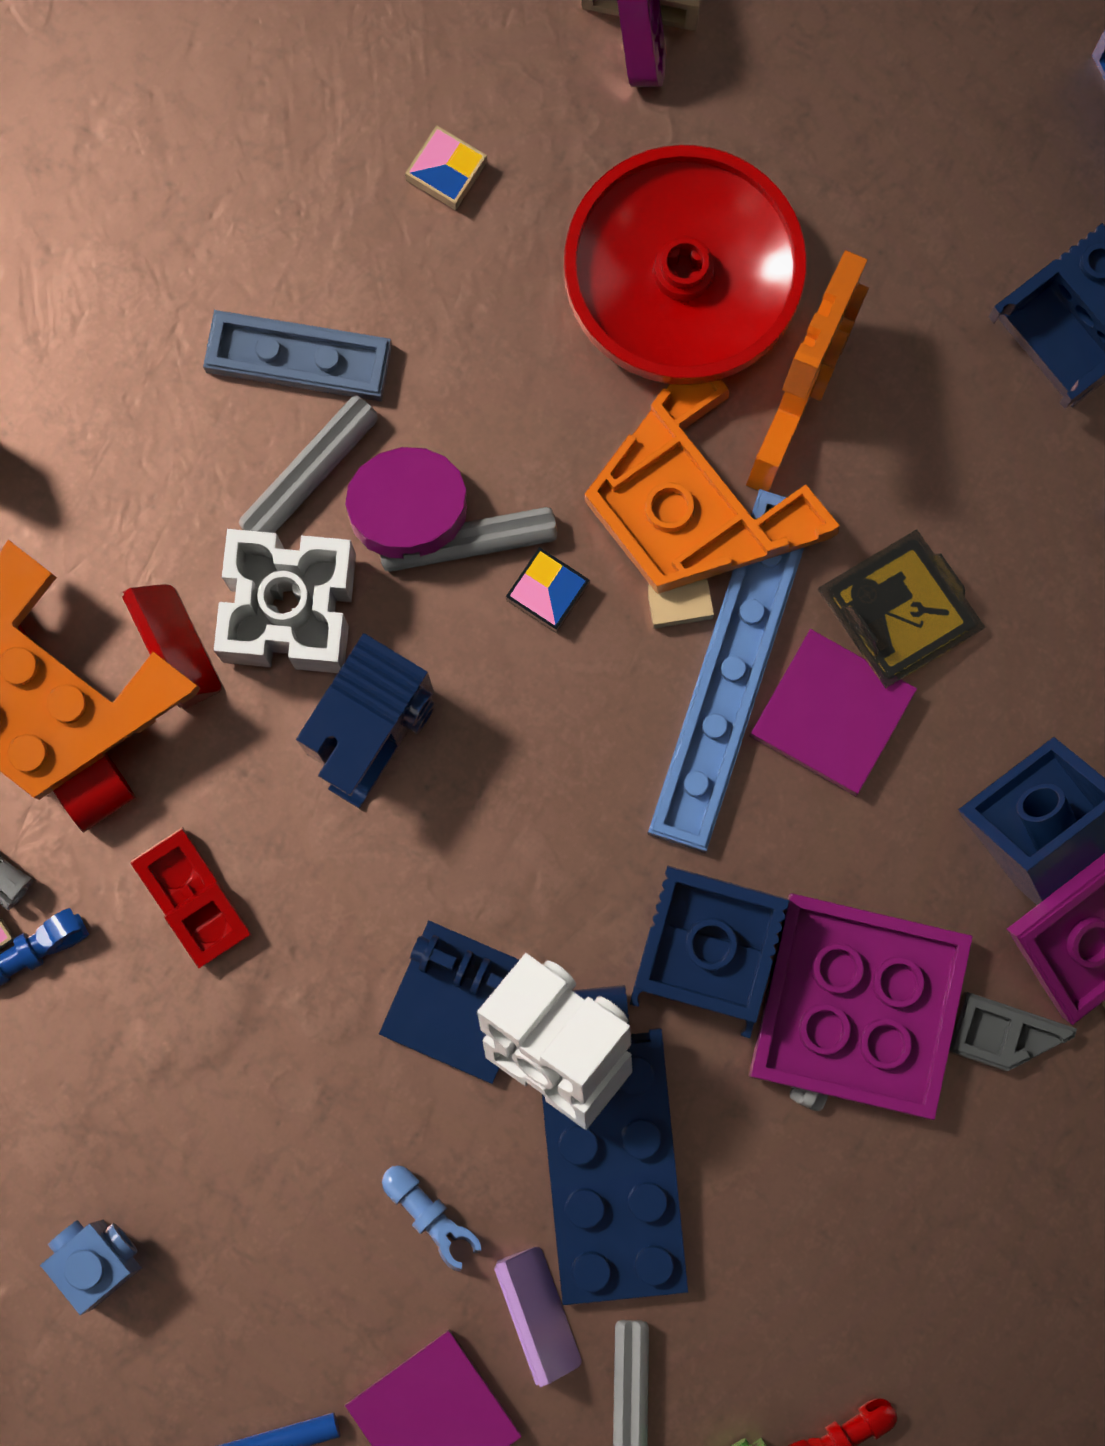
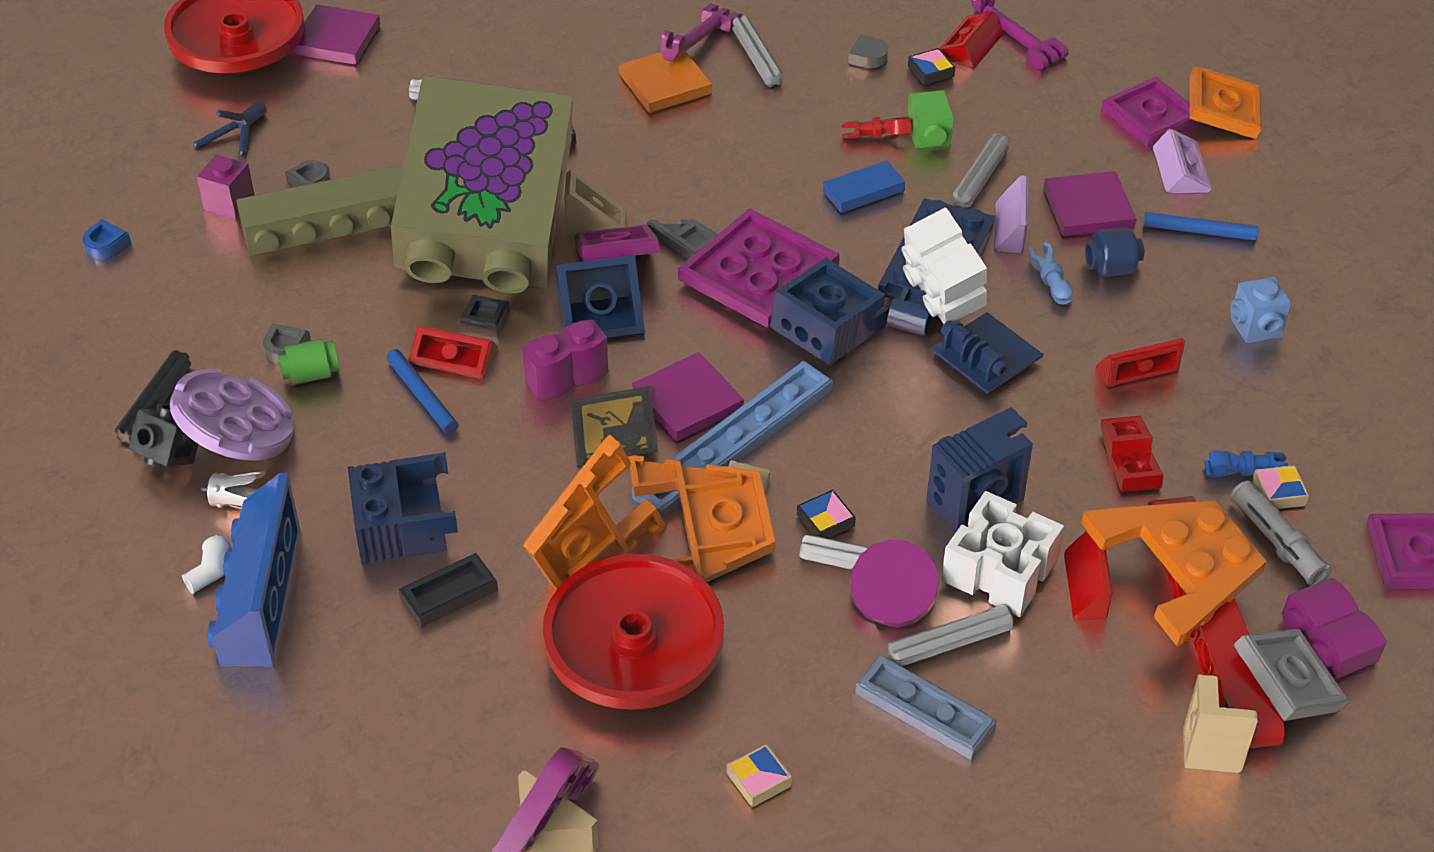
camera: 155 degrees left, 35 degrees down
(237, 1085) = (1141, 362): none -> red slope
(350, 1303) = (1114, 252): none -> dark blue head
(795, 1286) = (864, 186): none -> blue tile
(953, 250) = (448, 589): none -> black tile
(1023, 684) = (565, 359): none -> magenta brick

